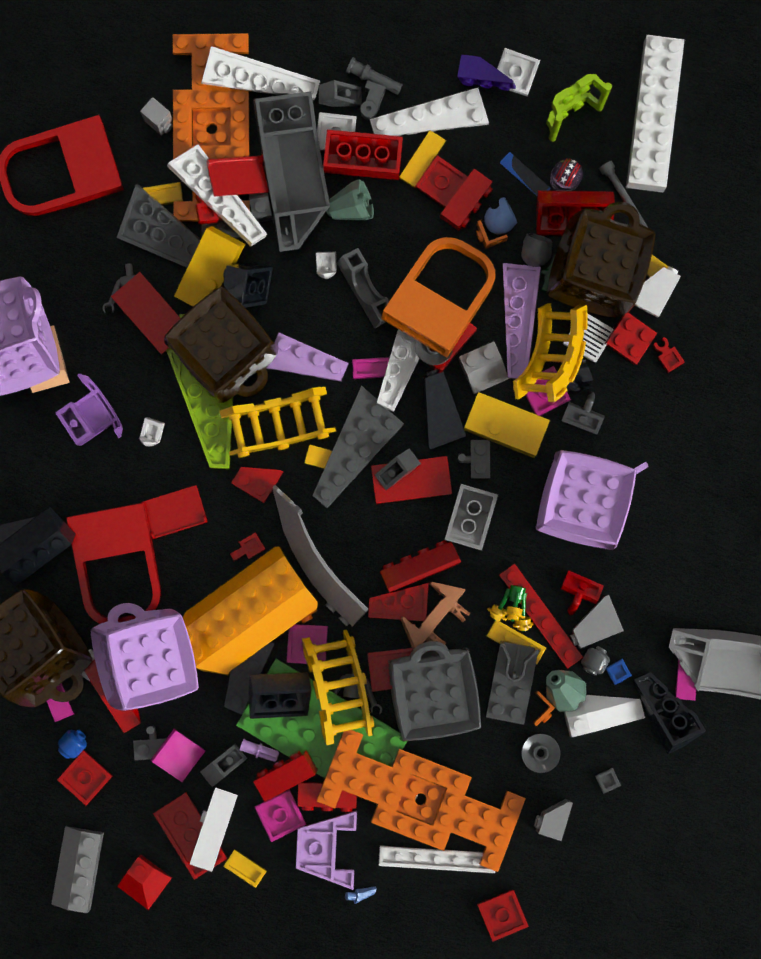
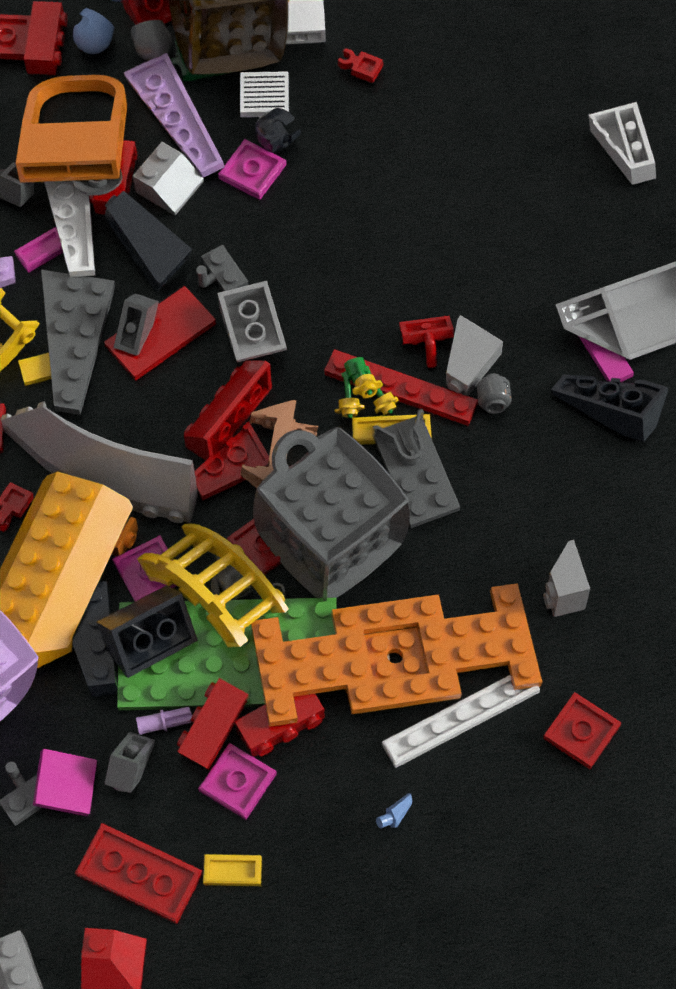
camera: 30 degrees left, 20 degrees down
(213, 829) = (162, 836): white brick -> none
(318, 849) = (308, 789): lavender wing -> none
(482, 236) = (91, 63): orange bracket -> none
(506, 425) = (231, 218): yellow brick -> none
(545, 716) = (475, 470): orange bracket -> none
(548, 760) = (501, 514): dark grey dish -> none
(565, 690) = (478, 437): sand green cone -> none
(570, 361) = (258, 117): yellow fence -> none
(583, 416) = (311, 166): dark grey plate -> none
(586, 499) = (368, 225): lavender piece -> none
(602, 713) = (533, 451): white wedge -> none
(607, 780) = (597, 513): dark grey tile -> none
(618, 671) = (528, 394): blue tile -> none
(630, 338) = (310, 70): red plate -> none

